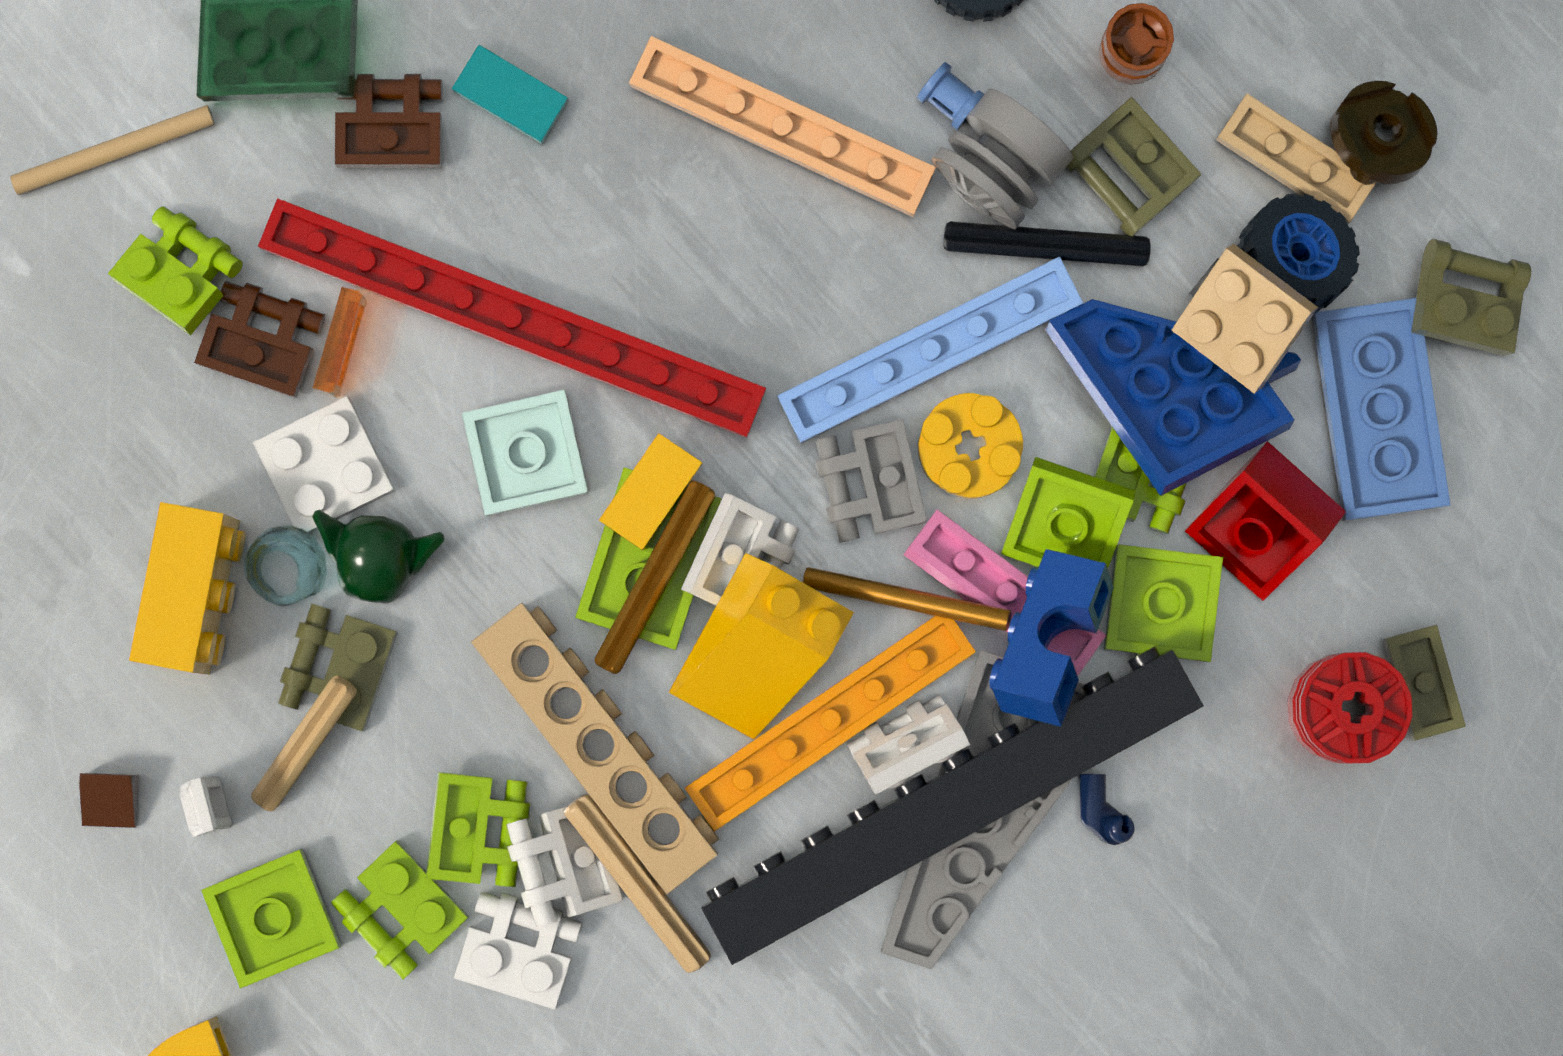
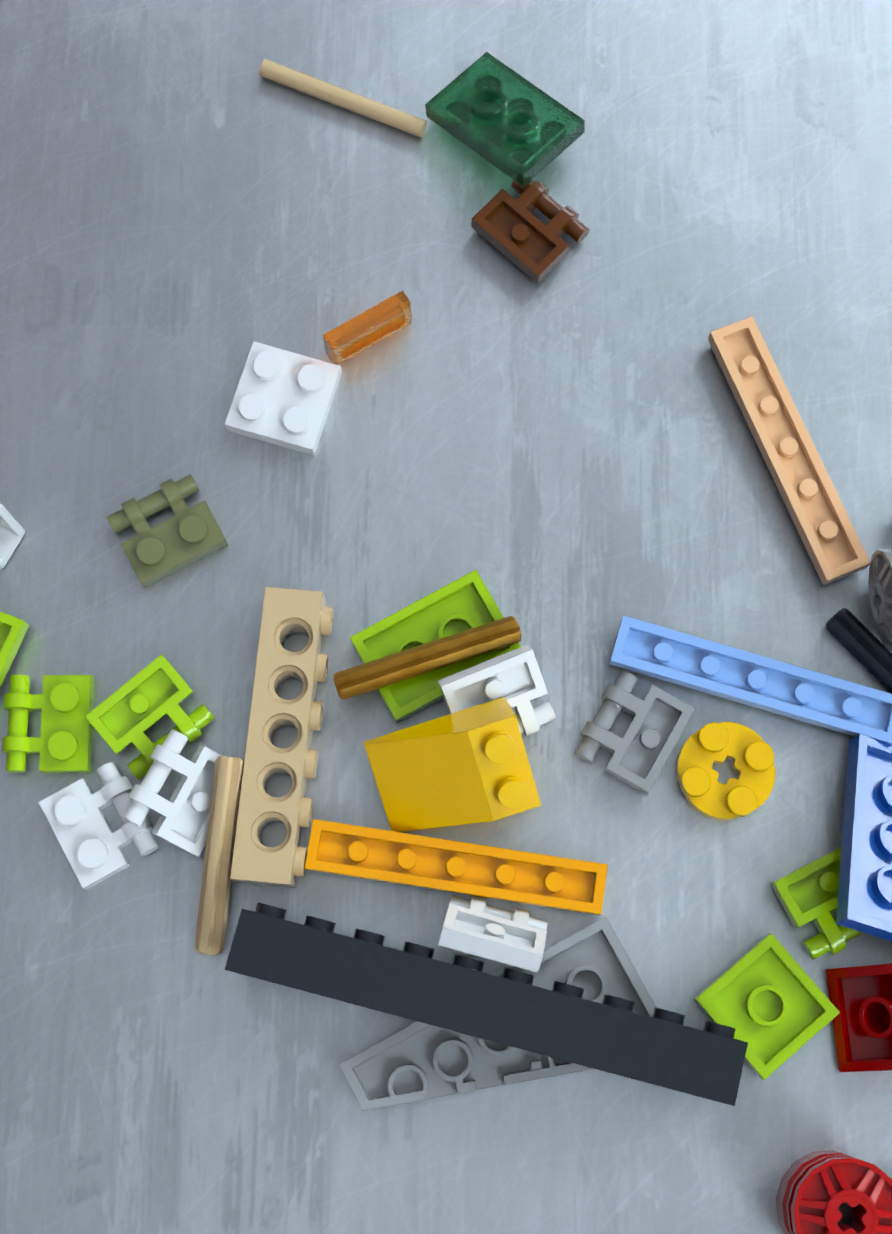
camera: 45 degrees right, 10 degrees down
(168, 284) = (296, 199): lime plate -> none
(187, 589) = (118, 385): yellow brick -> none
(254, 354) = (309, 292): reddish brown plate -> none
(304, 743) = (96, 554): tan axle -> none
(306, 554) = (215, 440): clear light blue piece -> none
(374, 554) = (259, 478): dark green piece -> none
(510, 94) = (624, 277): teal tile -> none
(512, 318) = (497, 419): red plate -> none
(525, 453) = (420, 503): light aqua plate -> none
(650, 491) = (478, 599): yellow tile -> none
(908, 599) = (589, 835): pearl gold bar -> none
(986, 579) = (657, 895): bright pink plate -> none
(1061, 596) = (698, 929): blue arch -> none
(1067, 515) = (749, 884): lime plate -> none
(1099, 815) = (583, 1115): dark blue arm -> none

